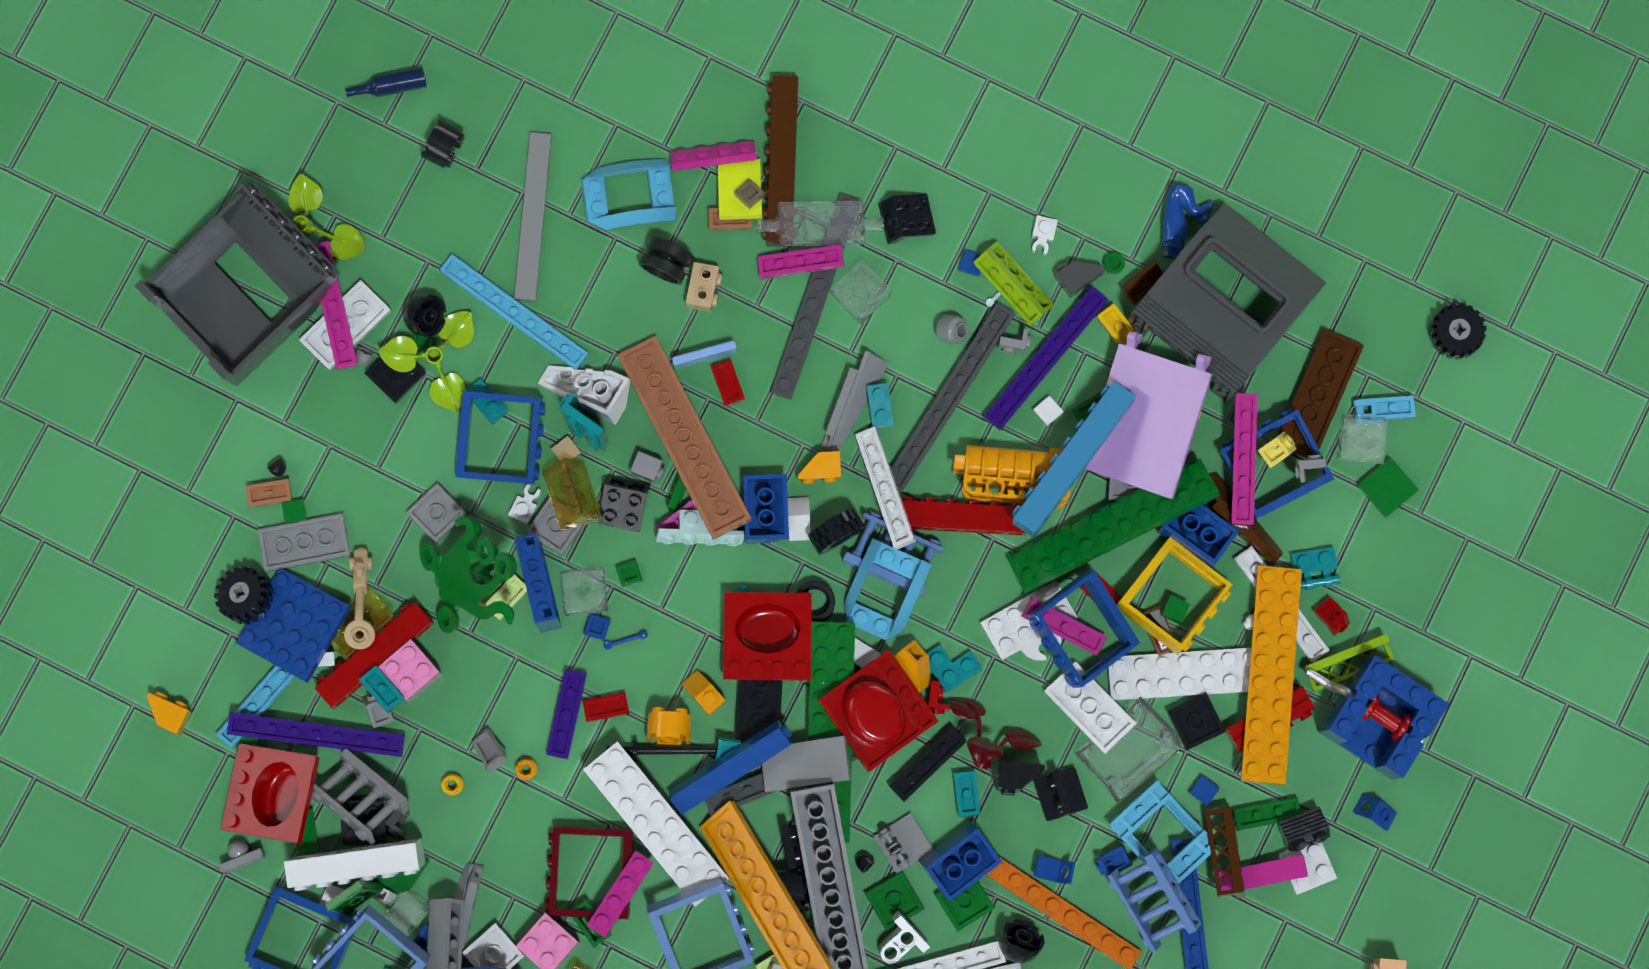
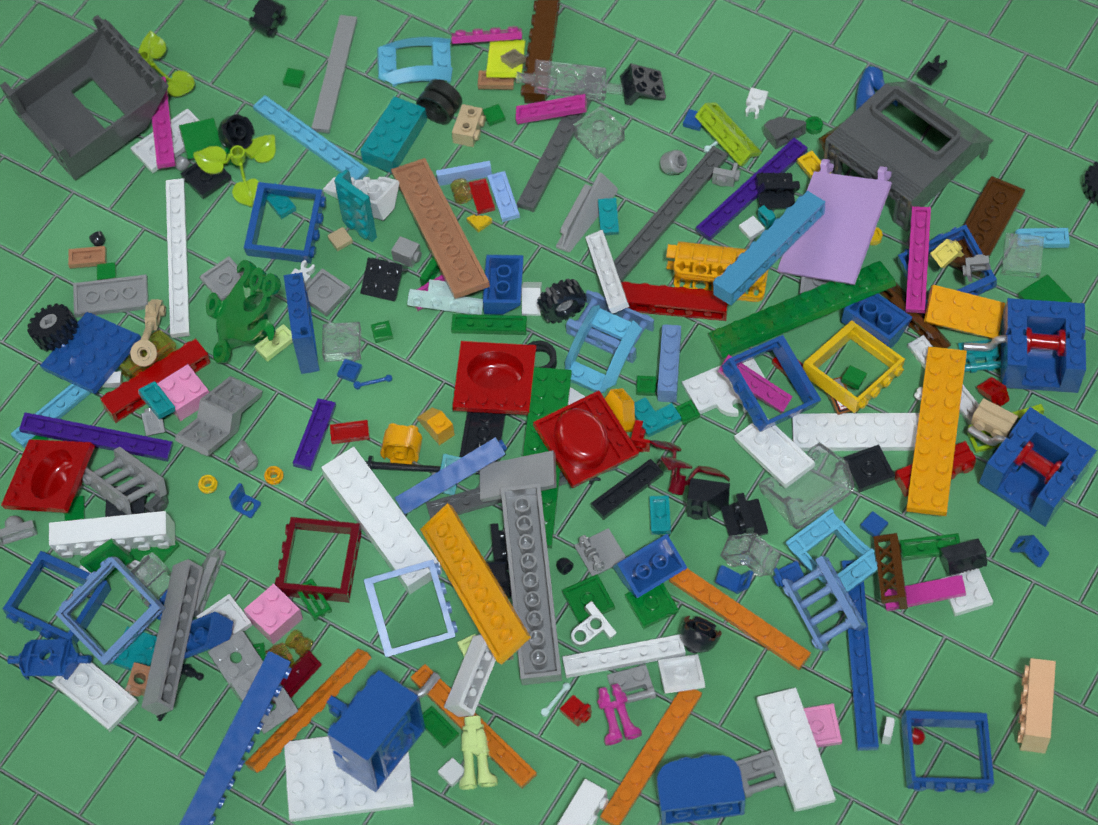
camera: 10 degrees right, 20 degrees down
(376, 487) = (177, 258): none -> white plate
(382, 323) = (199, 136): none -> green tile
(455, 702) = (218, 416): none -> light grey bracket
(483, 225) = (293, 77): none -> green tile
(489, 802) = (239, 498): none -> blue bracket
(571, 494) = (340, 266): clear yellow slope -> none
(615, 305) = (393, 134): none -> teal brick
(620, 894) = (342, 572): dark pink plate -> none
(703, 380) = (461, 191): none -> clear yellow wheel
(728, 418) = (479, 222): none -> yellow tile
(731, 267) = (494, 115): none -> green tile
(752, 557) = (489, 324): none -> green tile
(753, 381) = (503, 196): none -> light blue tile
(822, 466) = (554, 258): light orange slope -> none
(939, 627) = (646, 385): none -> green tile
(964, 600) = (669, 363): none -> medium blue brick
(988, 659) = (687, 412): none -> green tile
(1066, 398) = (766, 216): none -> teal plate
(1070, 841) = (752, 552): none -> clear brick
(1075, 362) = (776, 190): none -> black bracket
(1250, 181) = (931, 72): none -> black plate
(1297, 520) = (964, 312): none -> light orange plate
(1334, 662) = (993, 419): none -> tan brick
(1385, 560) = (1040, 345): none -> blue piece

